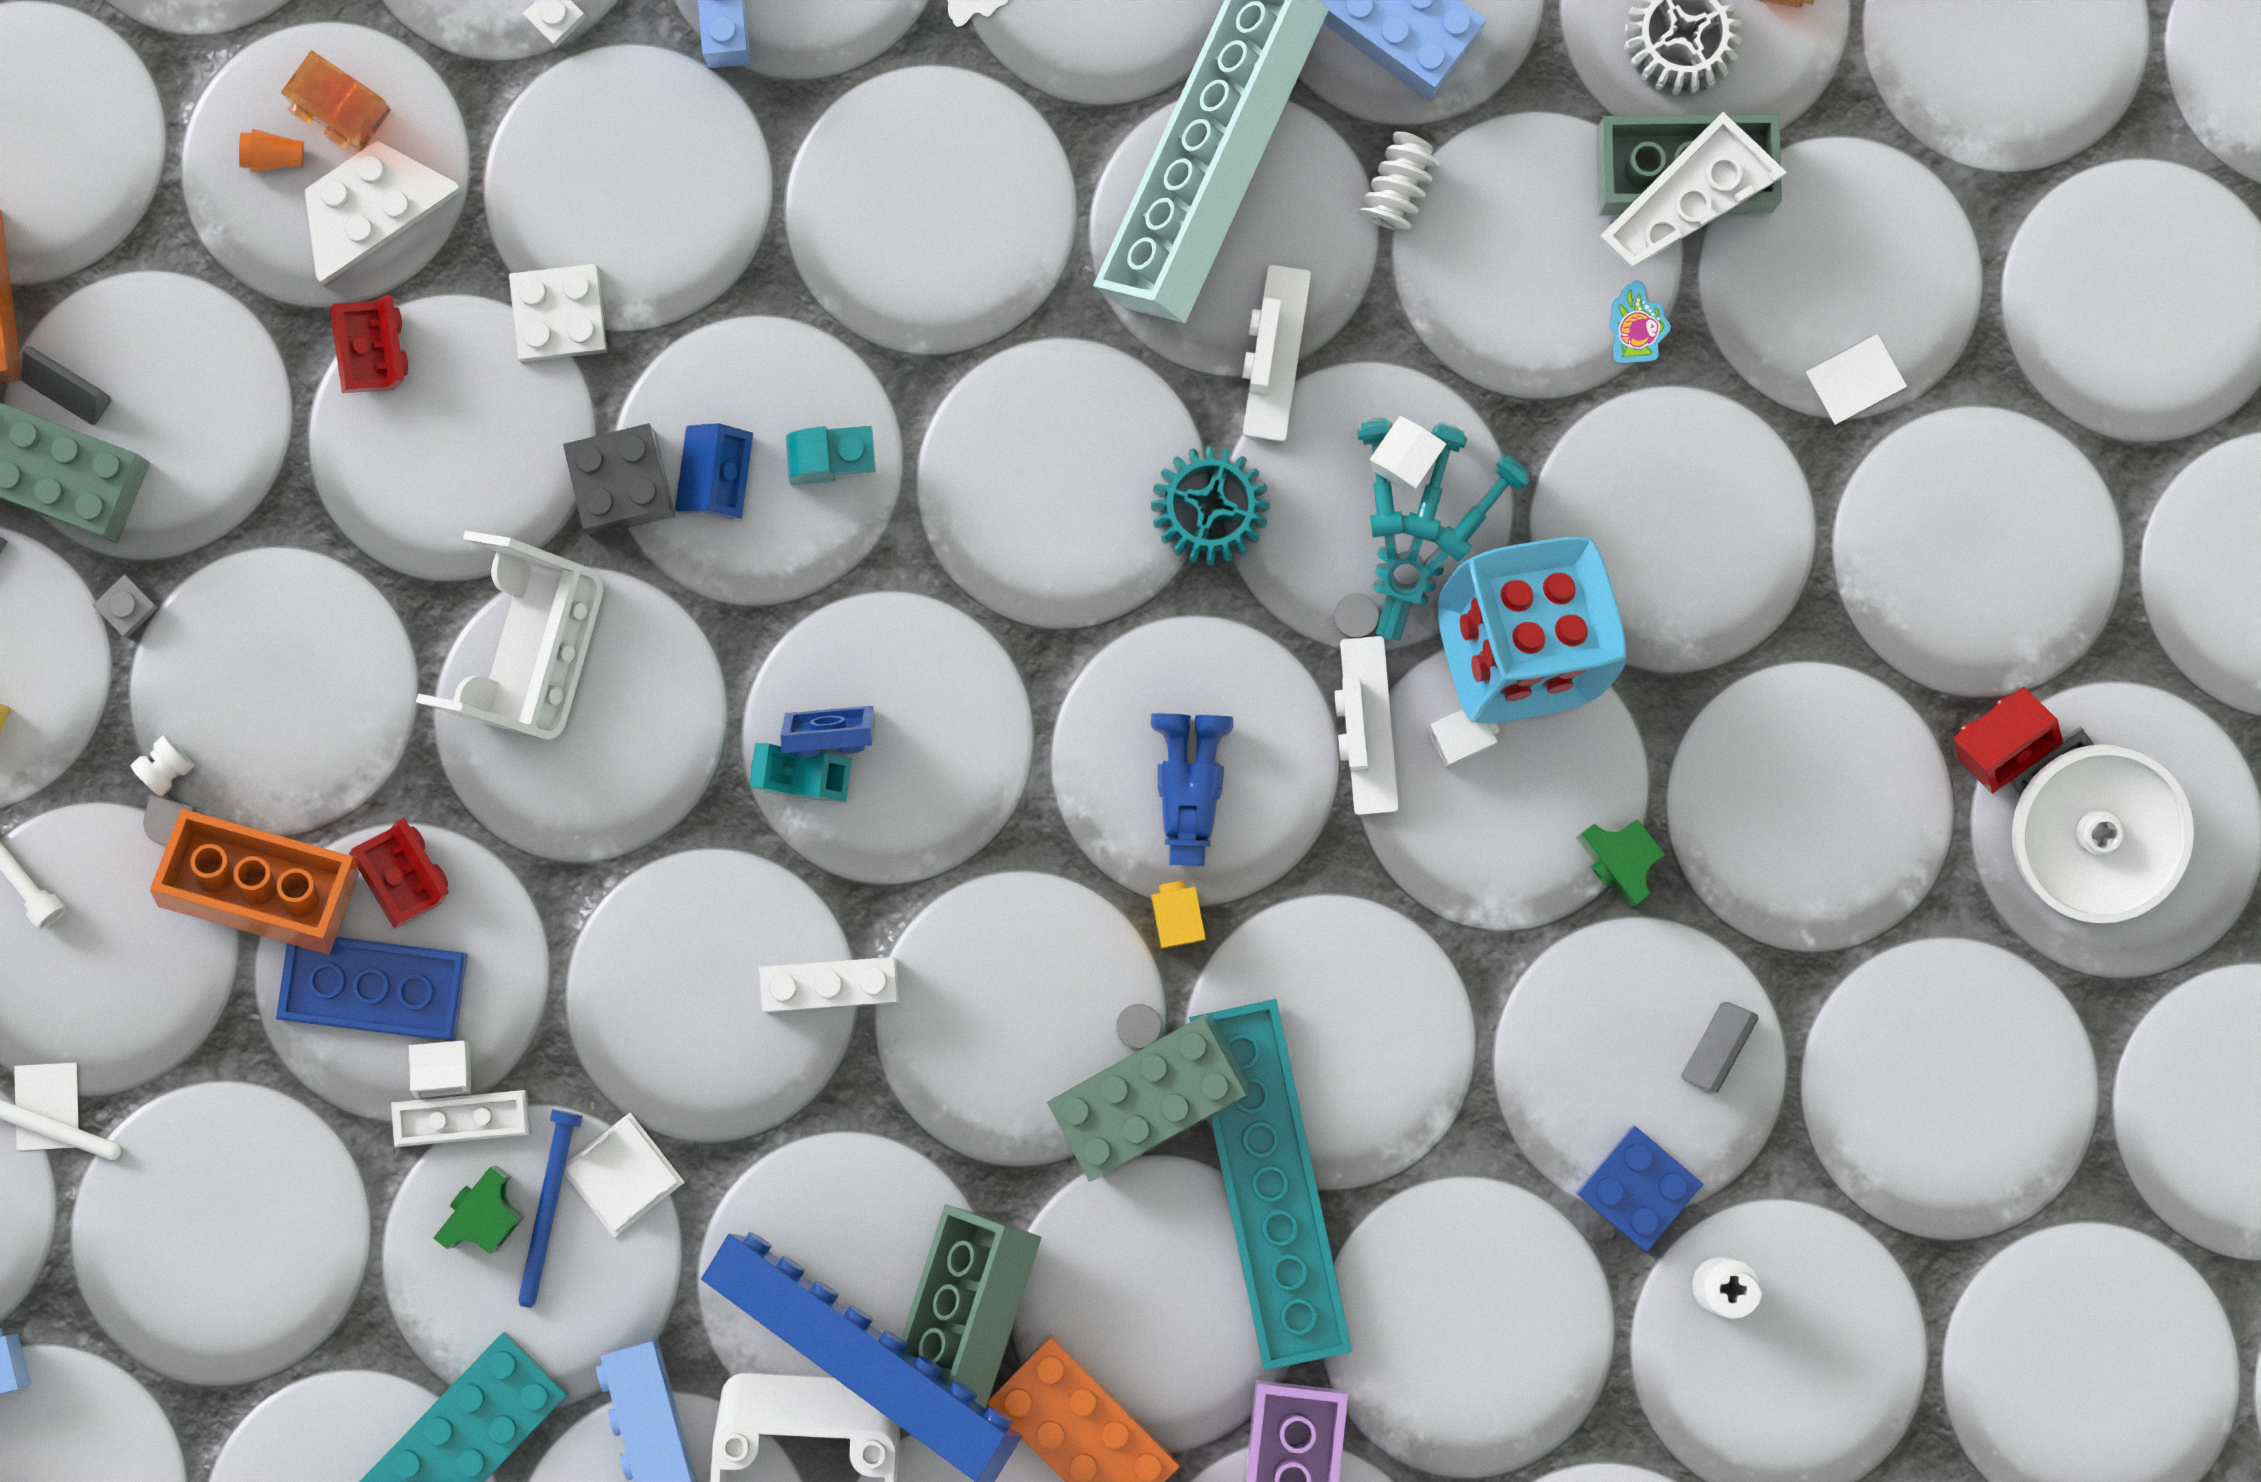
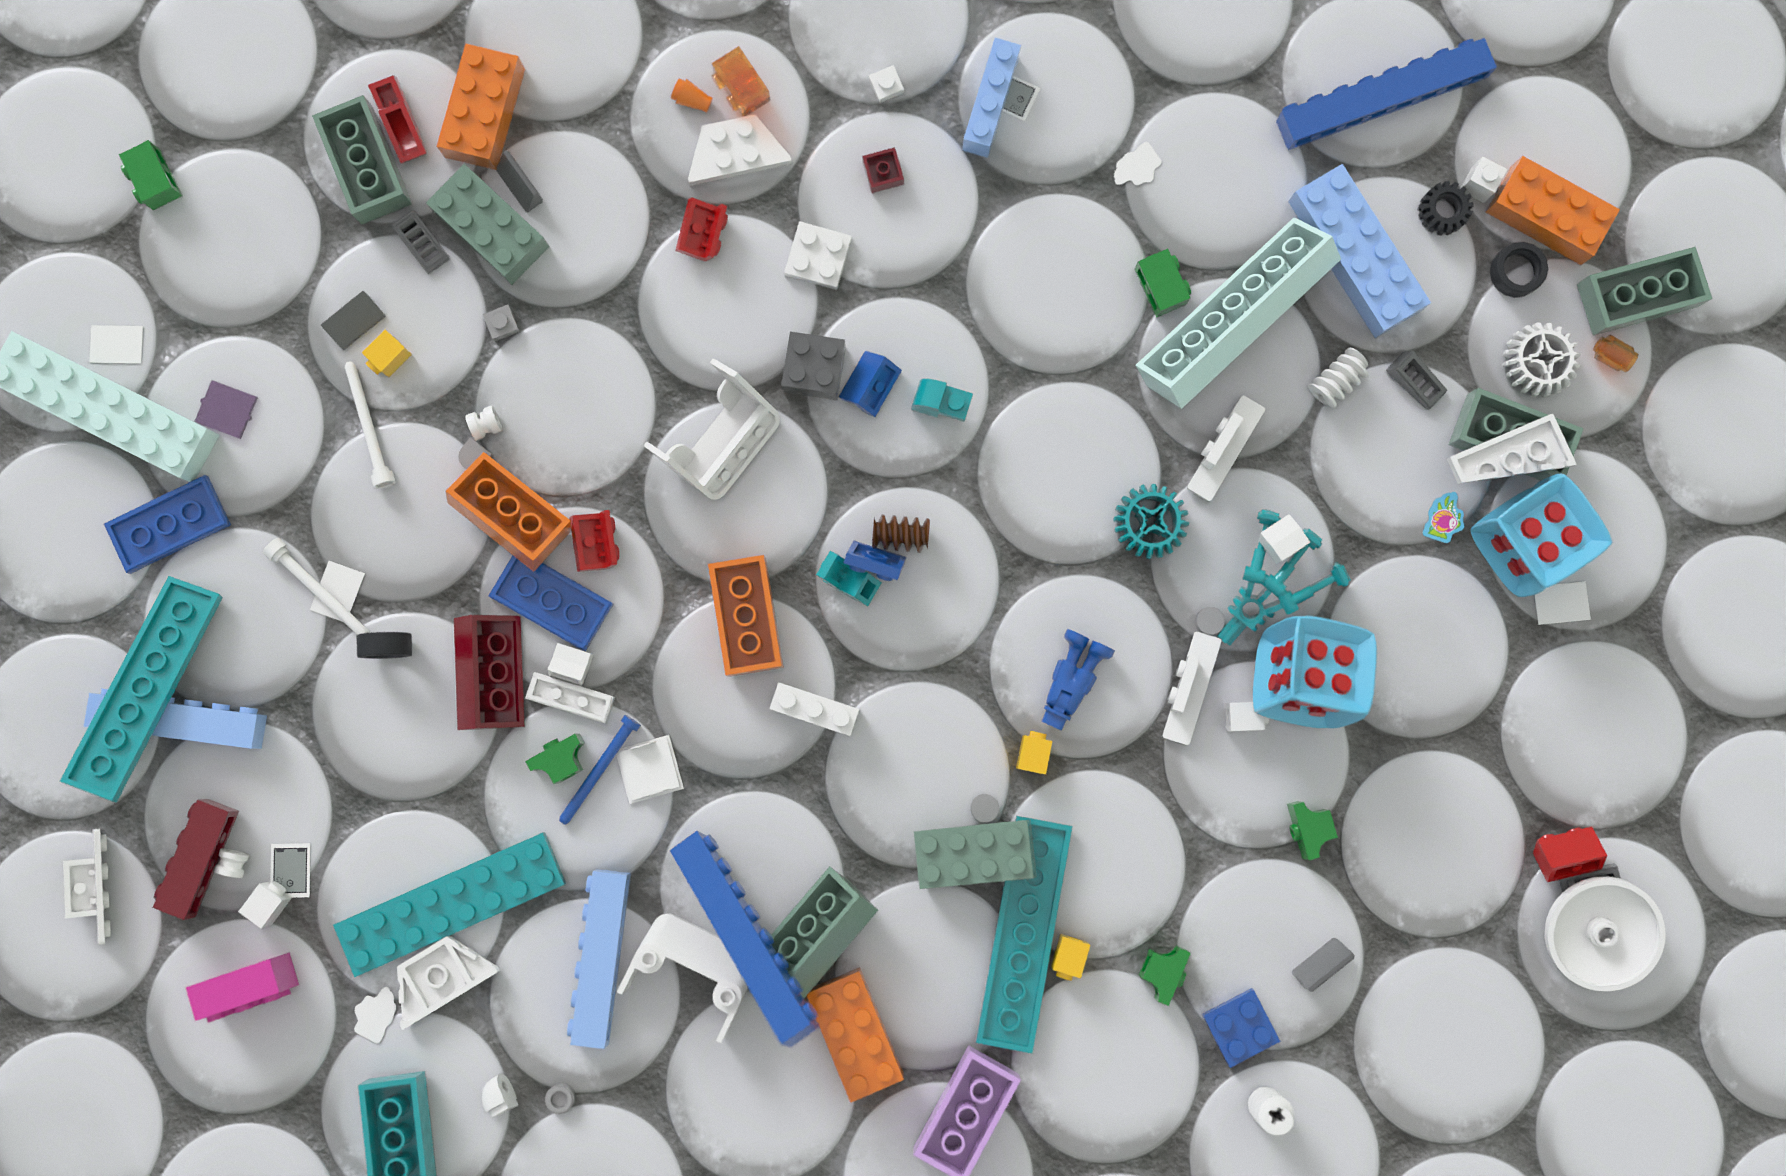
camera: 25 degrees right, 0 degrees up
(152, 1155) = (384, 645): none -> black tyre
(324, 1130) = (488, 672): none -> dark red slope
(602, 146) = (883, 170): none -> dark red piece
(671, 890) = (745, 615): none -> orange brick
(849, 675) = (900, 533): none -> reddish brown piece
(1085, 146) = (1163, 282): none -> green brick
(1350, 1190) = (1070, 957): none -> yellow brick
(1497, 1153) = (1165, 972): none -> green brick
(1509, 151) = (1403, 378): none -> dark grey slope
(1779, 296) = (1541, 536): none -> medium azure piece

